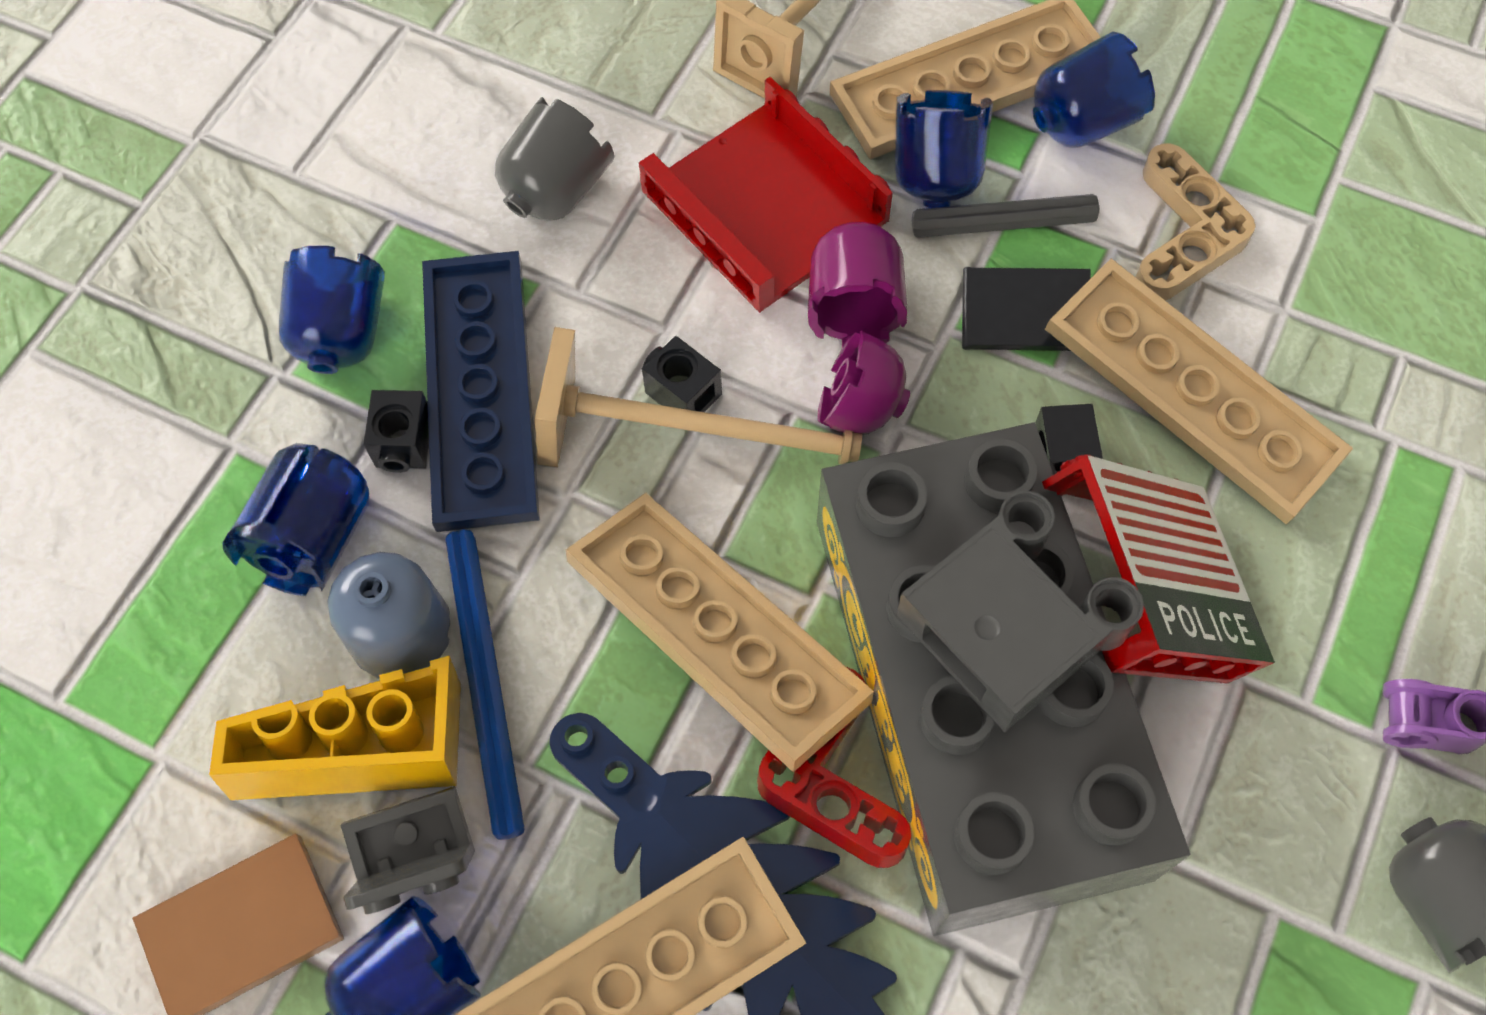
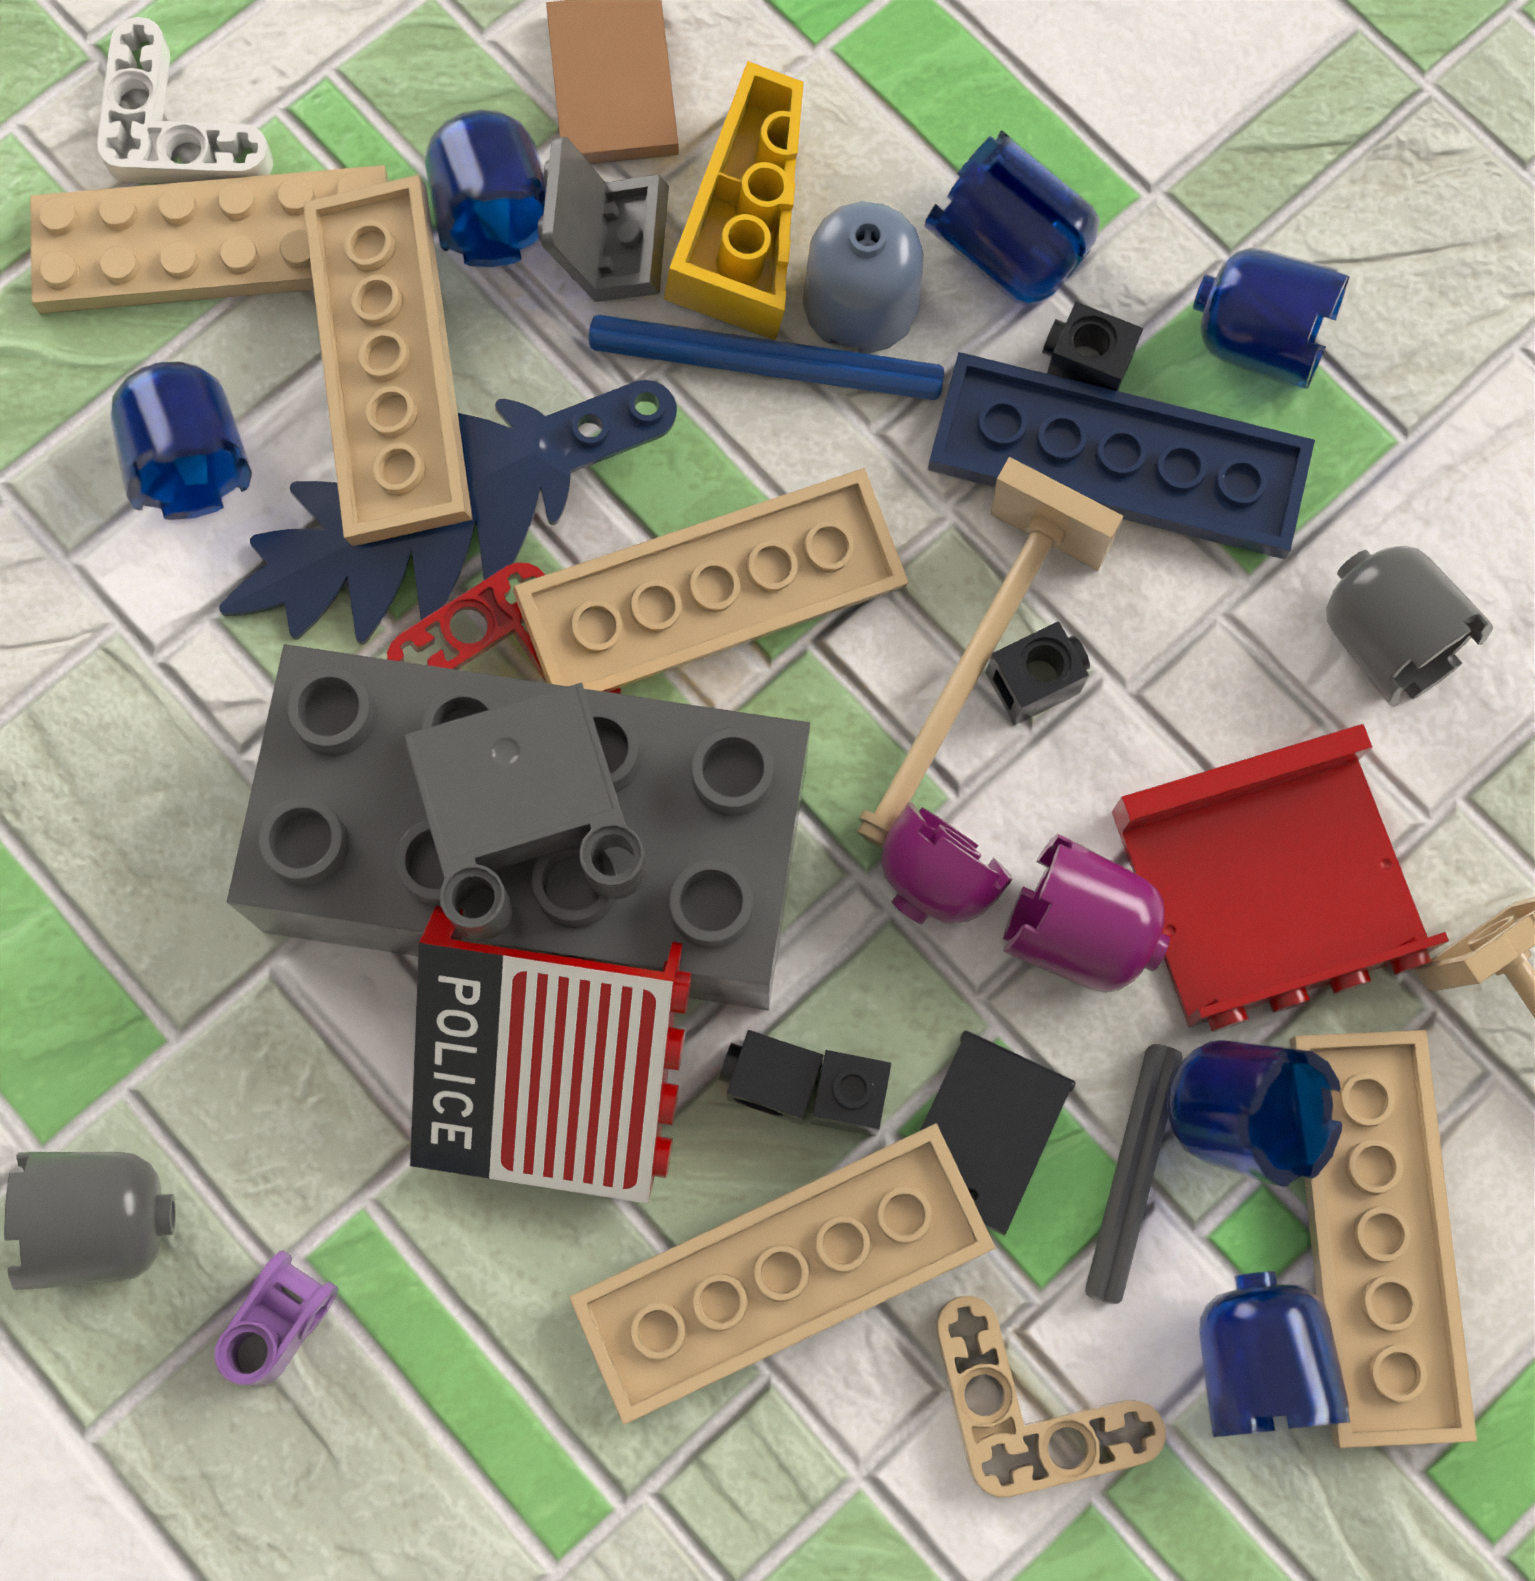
camera: 110 degrees right, 10 degrees up
(1051, 381) = (851, 1093): none -> black brick

